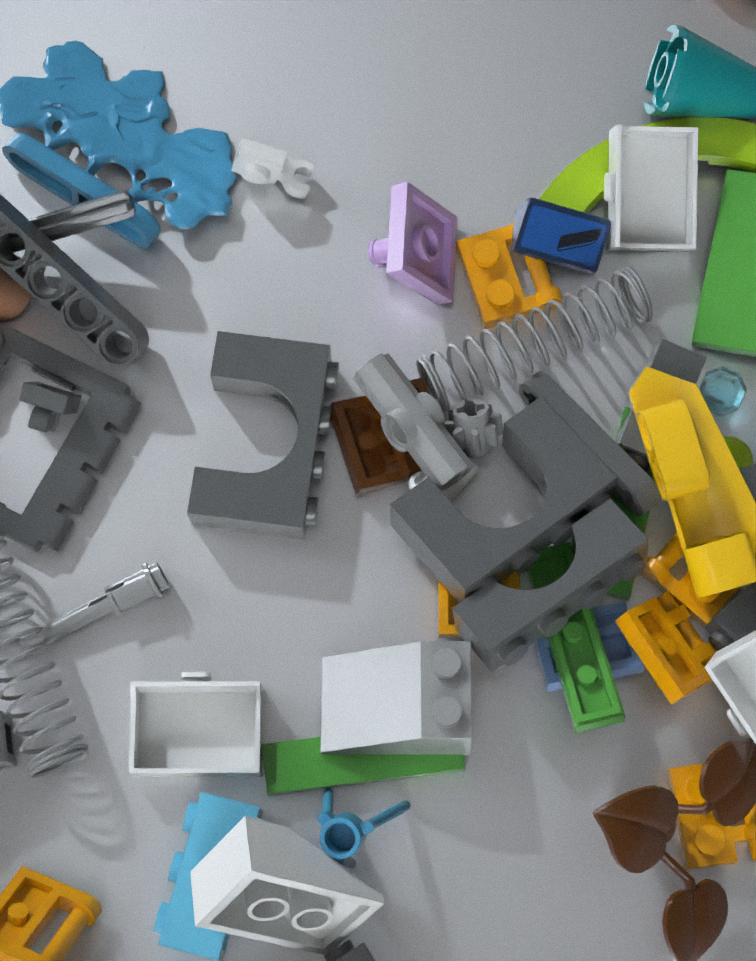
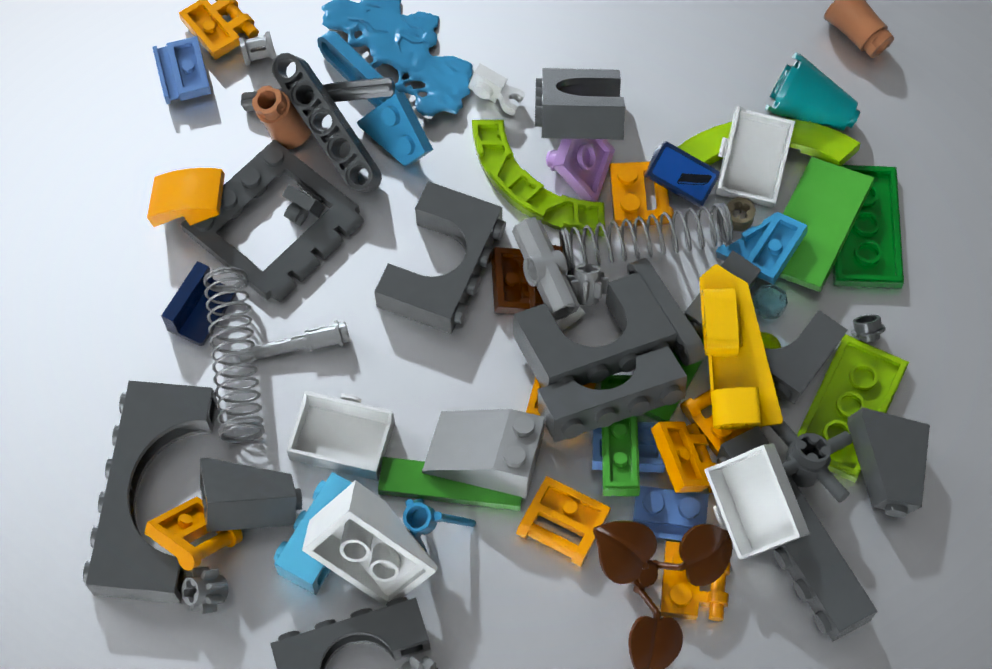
camera: 15 degrees right, 10 degrees down
(91, 855) = (246, 496): none -> dark grey slope
(152, 261) = (397, 129): none -> dark azure wing
(350, 307) = (526, 192): none -> lime tile
(400, 172) = (579, 104): none -> dark grey arch
(534, 758) = (569, 510): none -> light orange plate
(659, 261) = (743, 205): none -> dark tan bush
(664, 733) = (669, 512): none -> medium blue plate
(701, 315) = (768, 245): none -> dark azure wing

